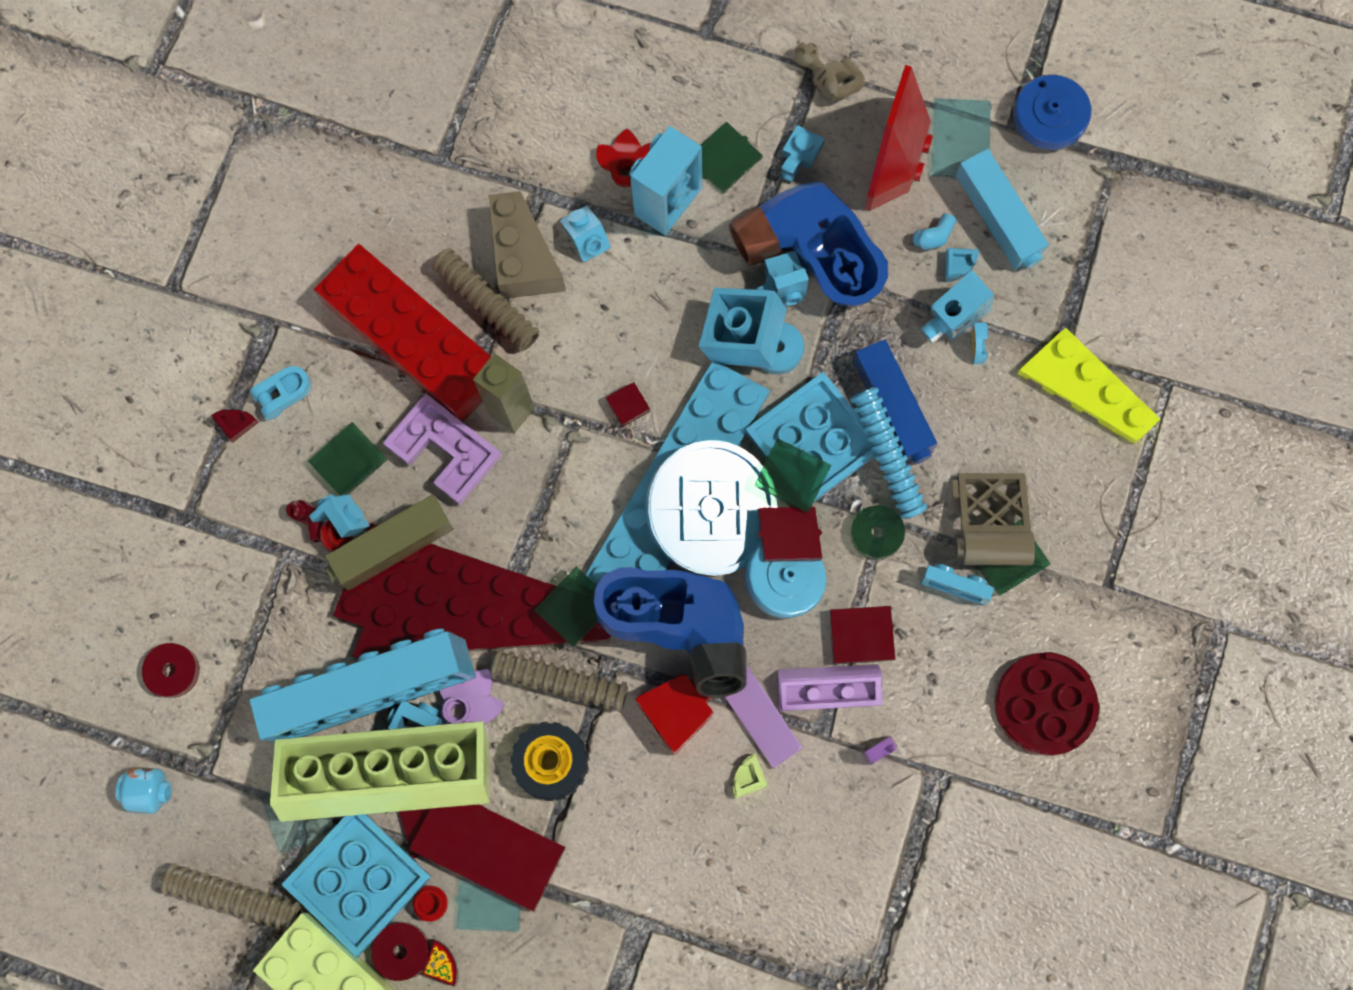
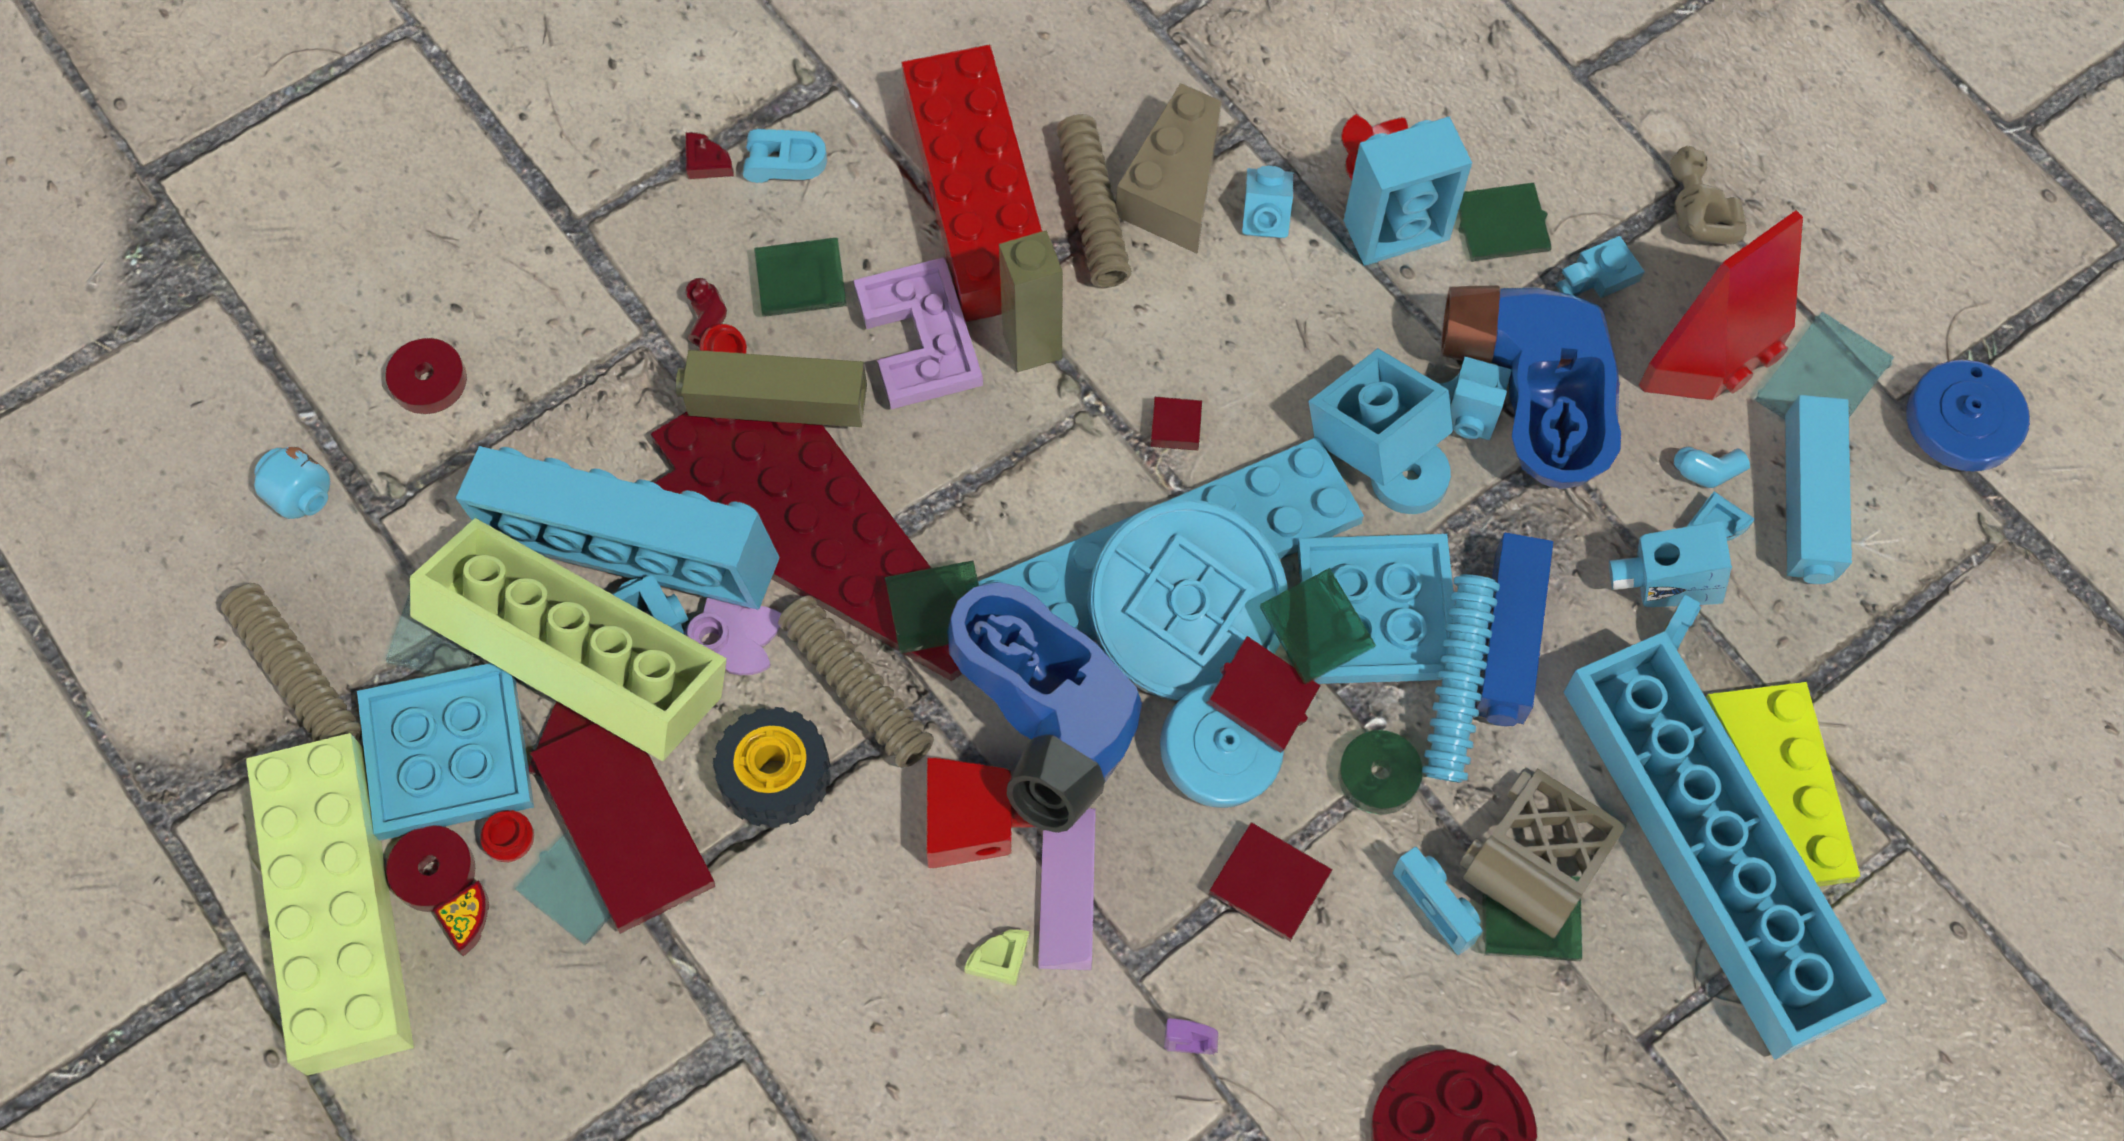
camera: 30 degrees right, 10 degrees down
(342, 513) = (746, 322): medium azure bracket -> none
(830, 687) = (1182, 919): lavender slope -> none
(1082, 452) = (1722, 846): none -> medium azure brick

